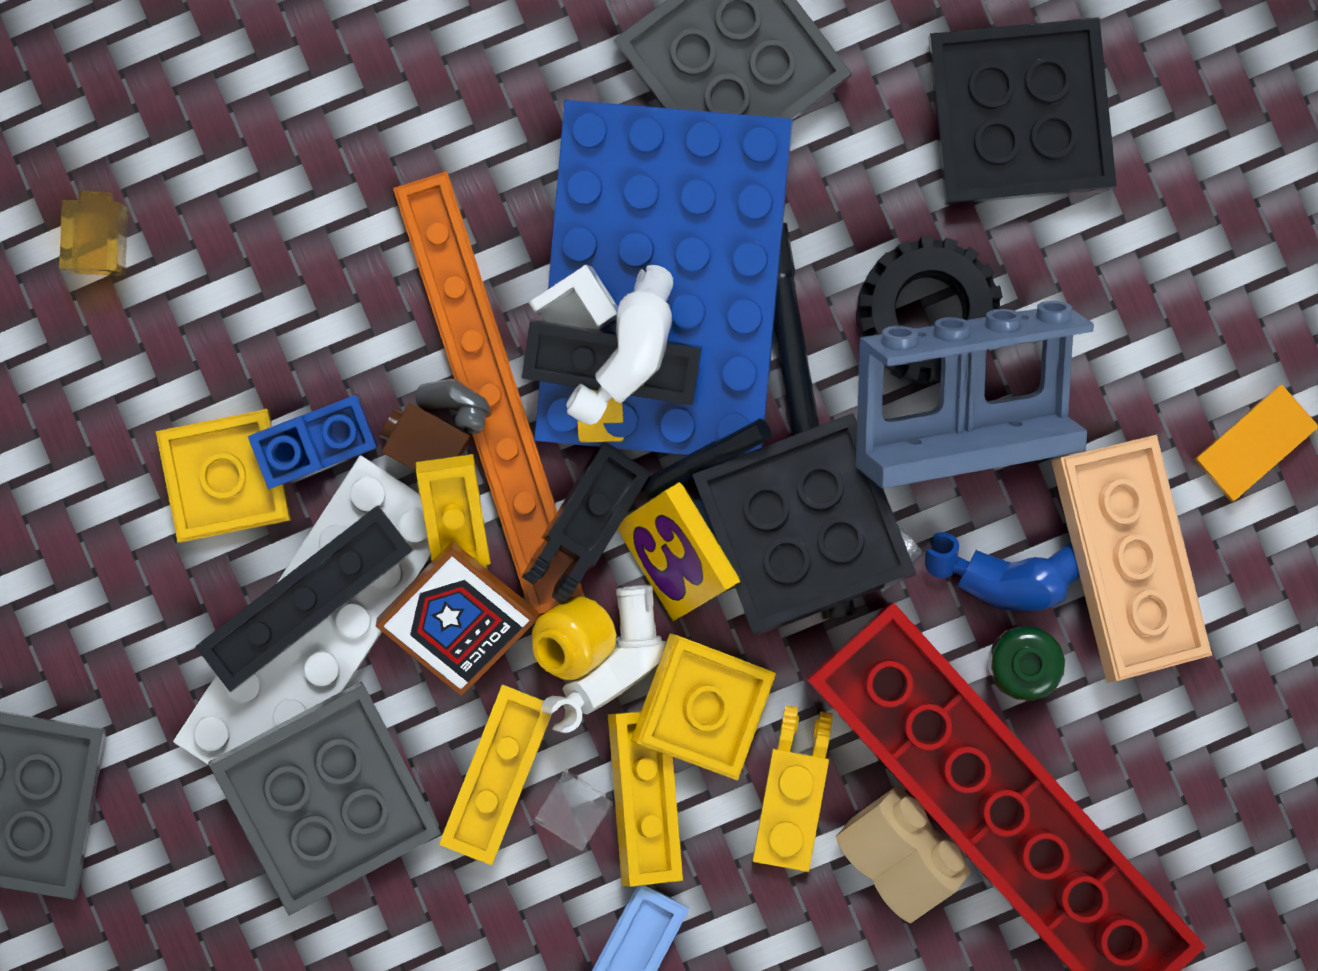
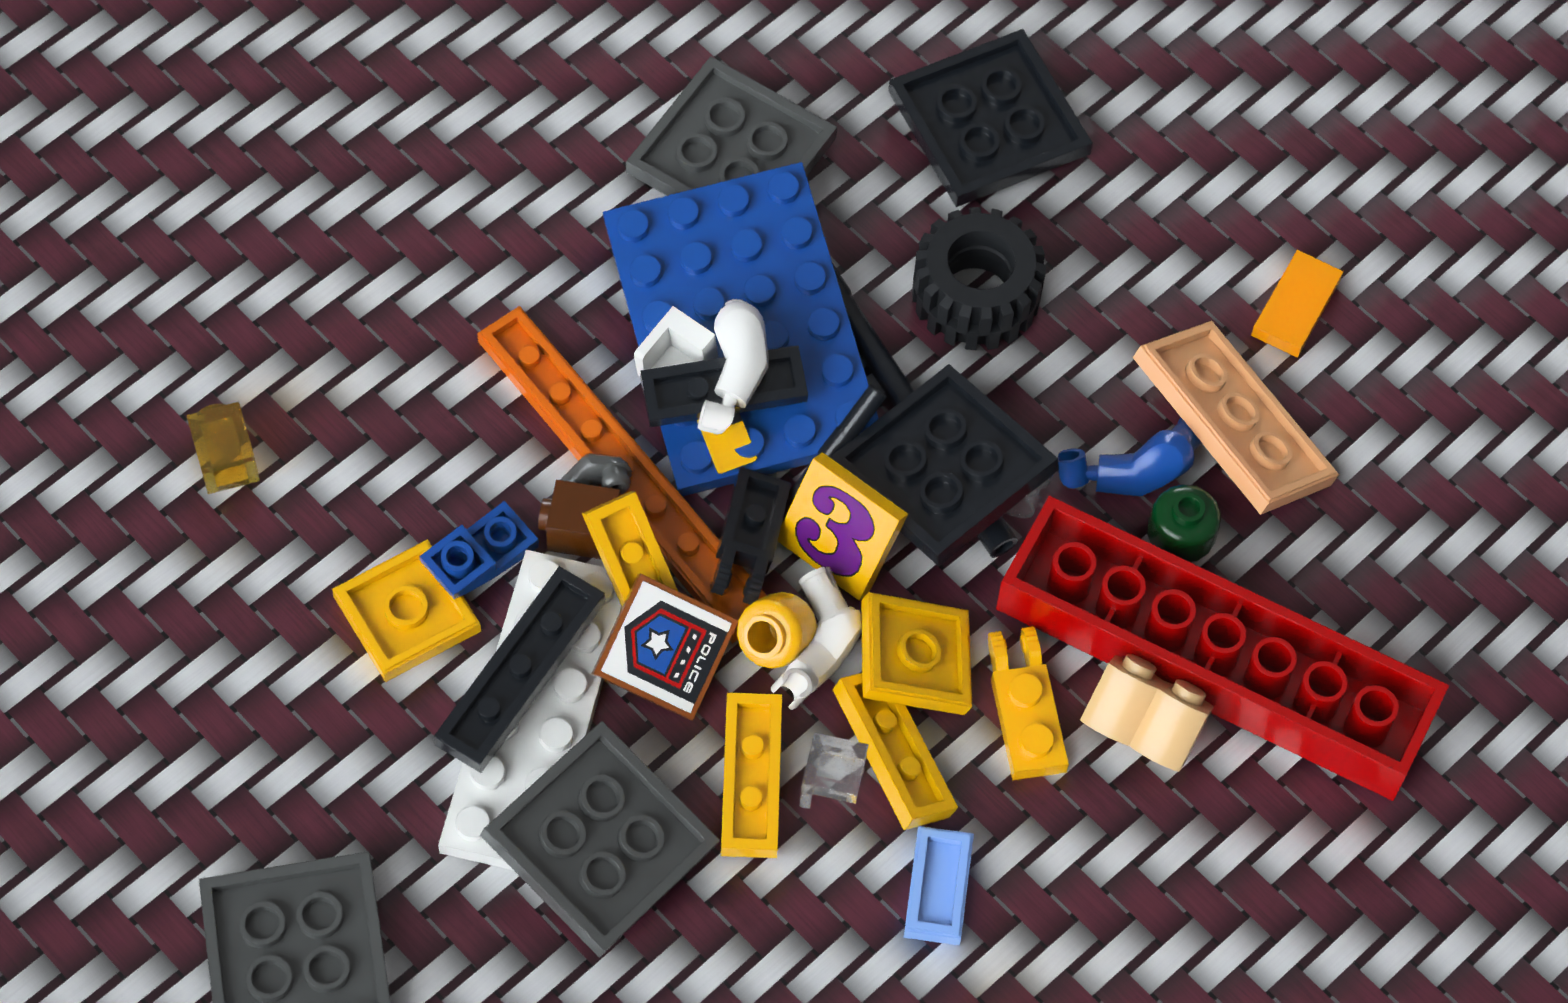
camera: 20 degrees left, 25 degrees down
(964, 428) = (1042, 343): sand blue window -> none

